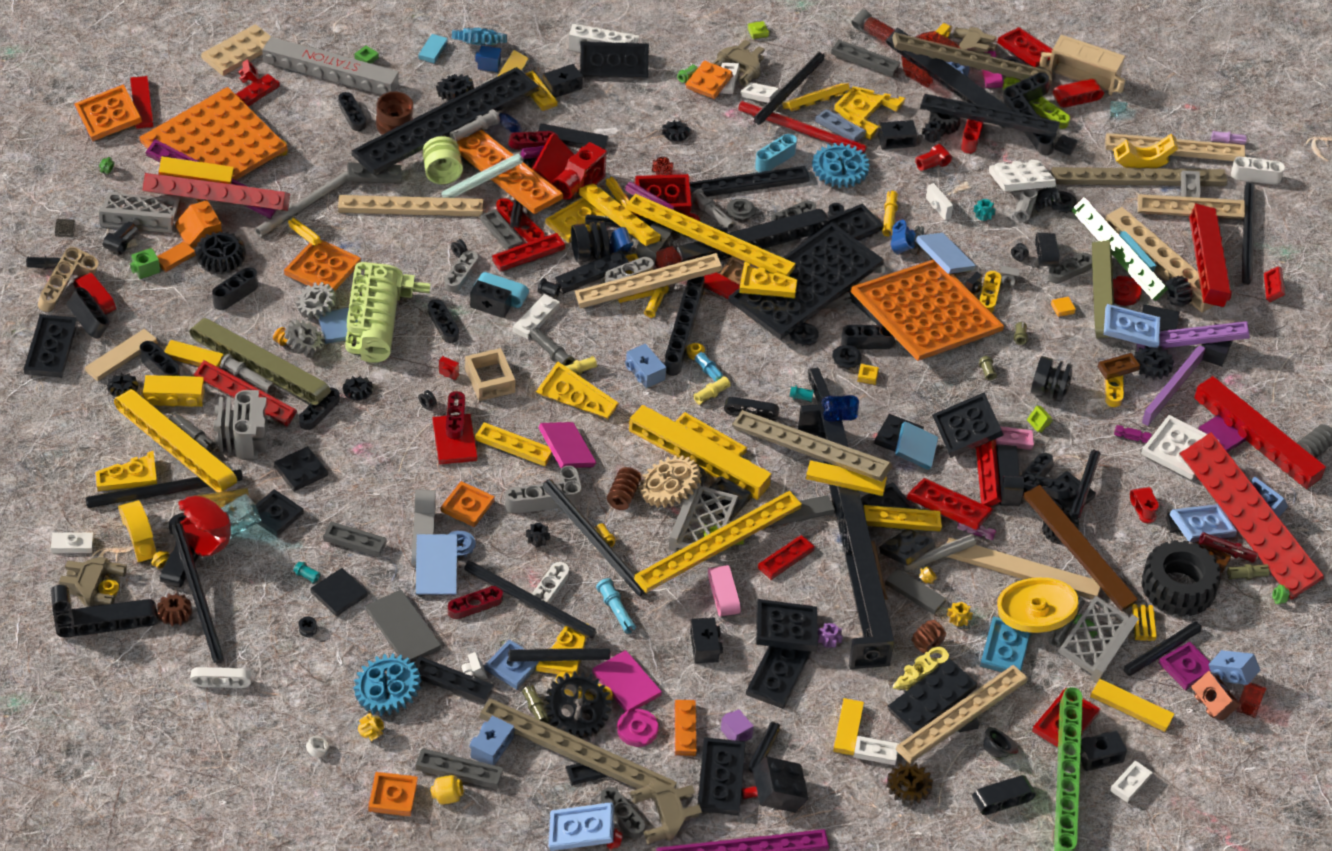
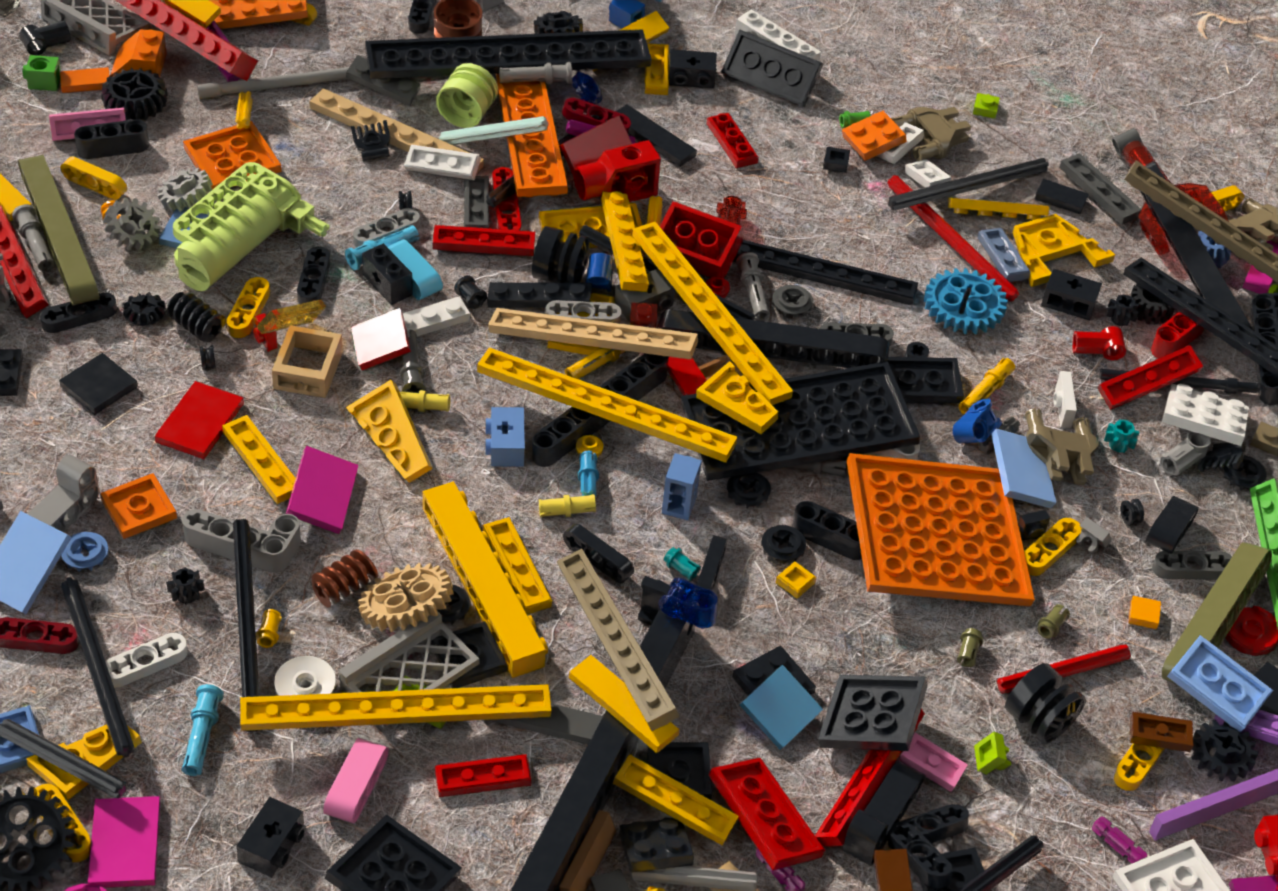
camera: 30 degrees right, 0 degrees up
(203, 288) = (65, 124): none -> bright pink plate
(261, 315) = (93, 178): none -> yellow beam
(373, 445) = (98, 383): none -> black tile
(399, 378) = (195, 316): none -> black piece
(405, 218) = (372, 144): none -> black piece
(419, 364) = (234, 326): none -> yellow beam
(452, 408) = (219, 400): dark red beam -> none
(461, 212) = (442, 162): none -> white tile
(463, 350) = (292, 315): none -> clear yellow tile
(465, 287) = (354, 256): none -> medium azure pin
(522, 341) = (380, 339): none -> tile
(623, 119) = (732, 140): none -> red tile
(635, 189) = (658, 215): magenta axle -> none
(650, 551) = (305, 672): none -> white dish
(669, 131) = (791, 184): black gear -> none
(694, 319) = (607, 404): none -> yellow plate
(697, 105) = (836, 159): none -> black plate
(771, 349) = (681, 486): none -> medium blue brick
(776, 153) = (891, 252): medium azure beam -> none
(845, 72) = (1061, 196): none -> black tile
(959, 232) = (1062, 449): none -> dark tan connector
(977, 167) = (1150, 377): none -> red plate
(1019, 153) = (1229, 385): none -> black bar
(1049, 351) = (1073, 665): none -> red axle

